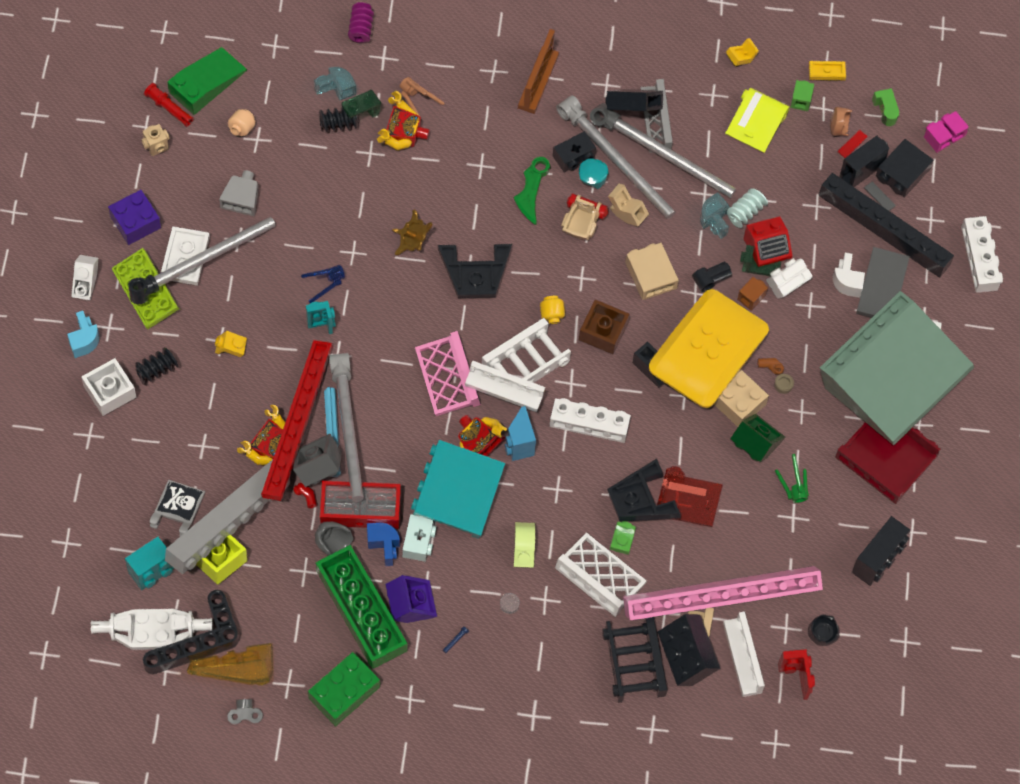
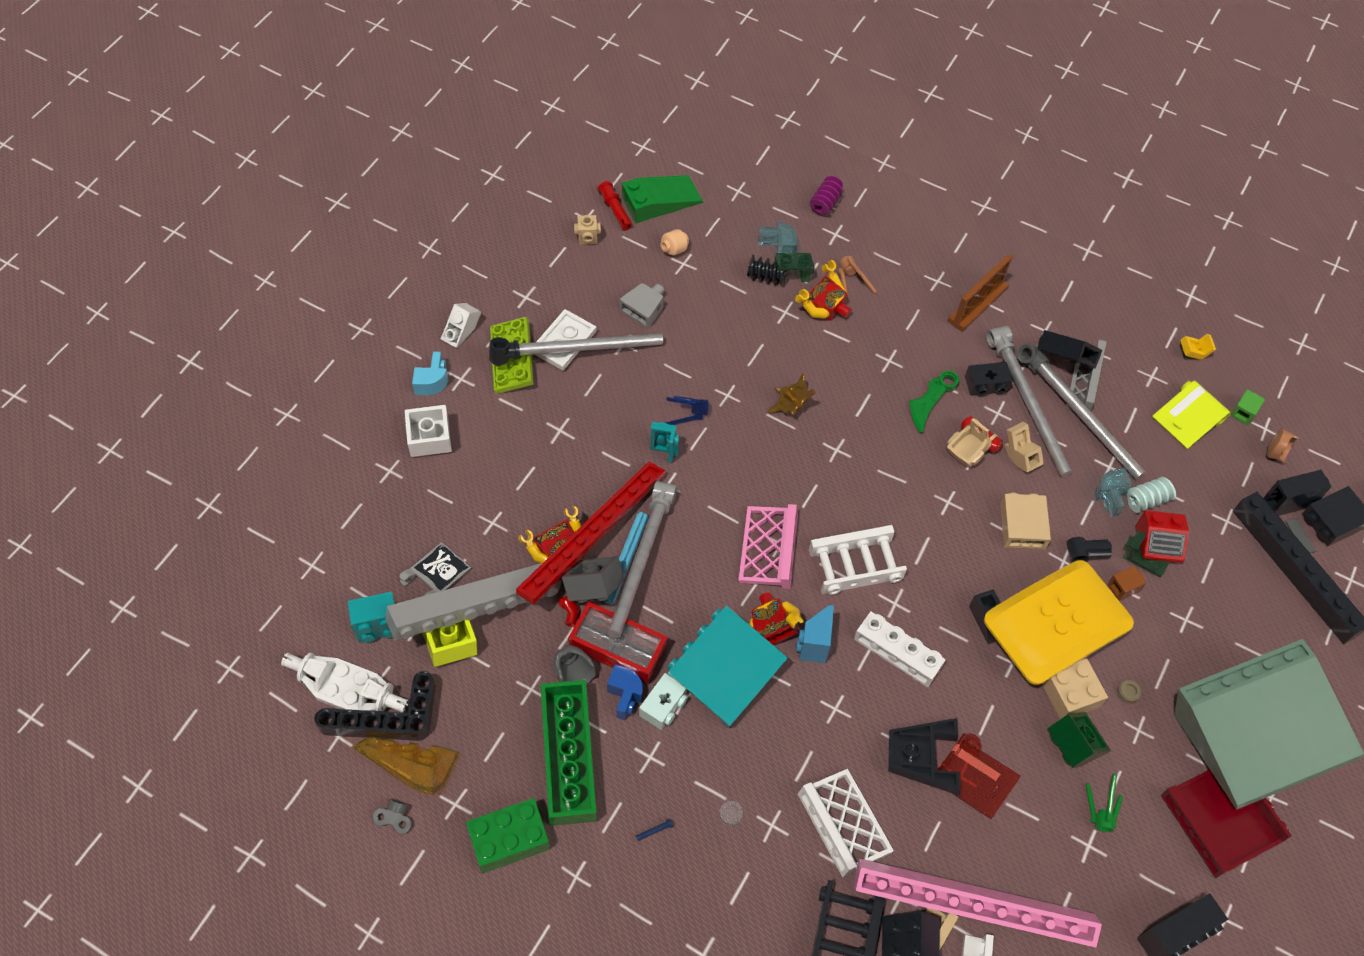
camera: 25 degrees right, 5 degrees down
(134, 217) = (534, 288): dark purple brick -> none
(155, 365) = (483, 428): black piece -> none
(230, 343) = (567, 435): yellow bracket -> none
(410, 599) = (625, 765): dark purple slope -> none
(475, 278) = (840, 462): black wing -> none
(504, 386) = (821, 578): white fence -> none
(524, 544) = (773, 754): yellowish green brick -> none
(552, 309) = (905, 520): yellow head -> none
(593, 172) = (1000, 404): teal hair -> none
(604, 326) = (952, 557): reddish brown brick -> none
(623, 537) = (886, 790): bright green bracket -> none
(772, 364) = (1123, 666): dark orange arm -> none
(789, 277) = (1173, 582): white brick -> none
(827, 70) = (1282, 393): yellow plate -> none
(846, 280) = (1238, 609): white brick -> none
(852, 144) = (1290, 471): red window -> none
(882, 280) = (1277, 623): dark grey tile -> none
(887, 105) = (1337, 448): bright green leg -> none

